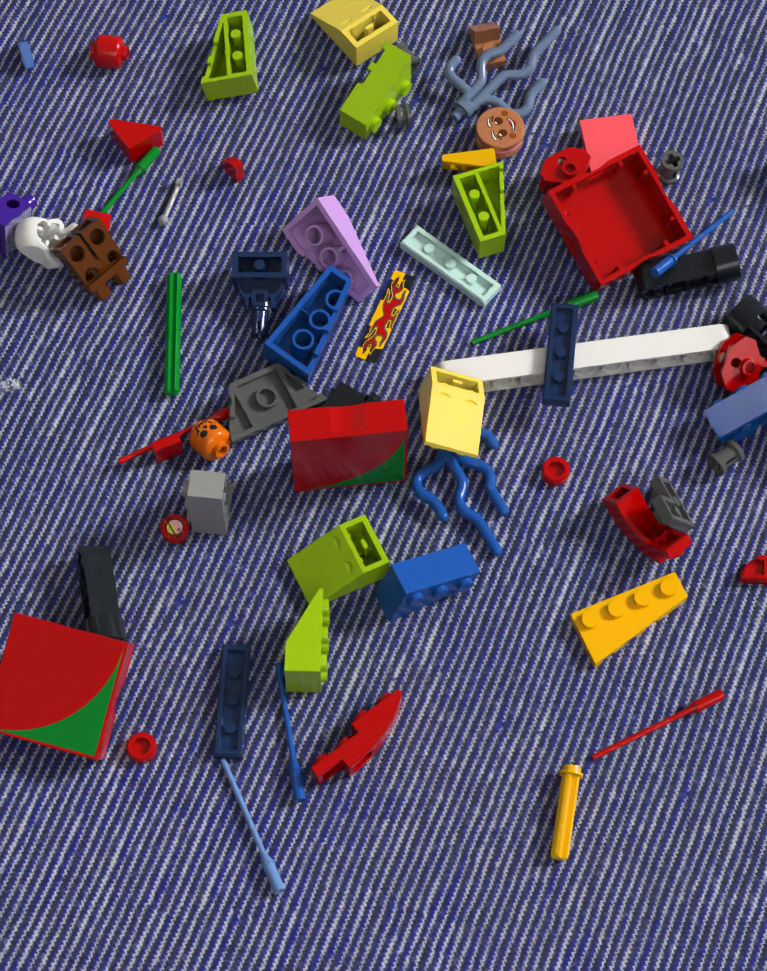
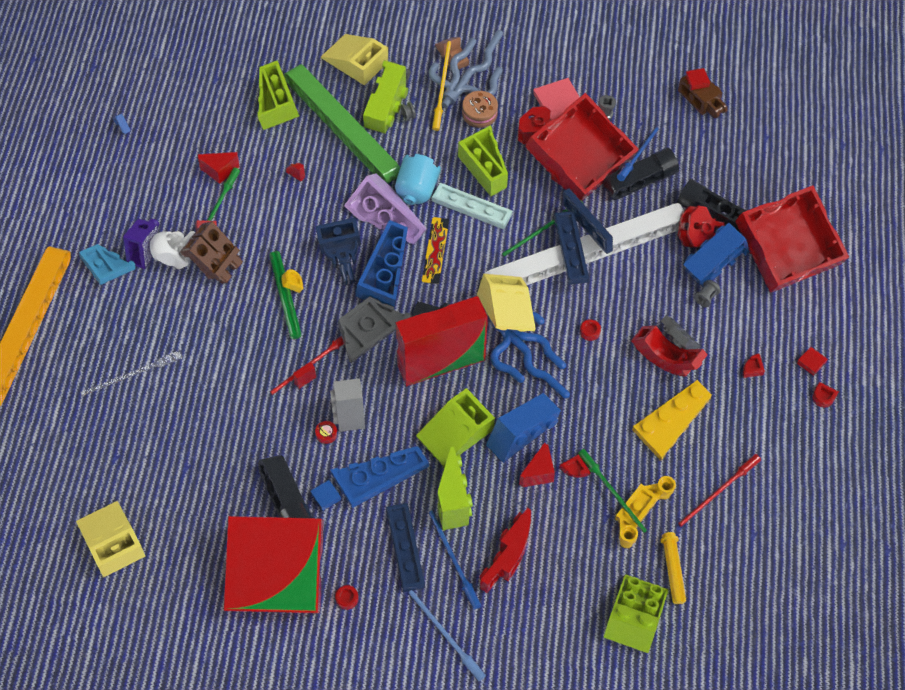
camera: 15 degrees left, 5 degrees down
(109, 51) = (183, 110): red head -> none
(151, 611) = (325, 495): none -> blue tile
(163, 219) = (255, 217): light grey hinge -> none
(186, 317) = (292, 280): none -> yellow tile
(210, 439) = (334, 362): orange head -> none
(210, 603) = (371, 478): none -> blue wing
(311, 116) = (342, 123): none -> bright green beam
(384, 215) = (416, 179): none -> medium azure cylinder
(429, 642) = (539, 470): none -> red slope
(443, 123) = (438, 111): none -> yellow piece
(469, 160) = (463, 131): yellow slope -> none
(479, 650) = (575, 467): none -> red tile
(498, 858) = (636, 613): none -> lime slope
(503, 657) = (593, 467): none -> green piece
(544, 722) = (640, 504): none -> yellow plate
(592, 324) = (588, 221): none -> dark blue tile

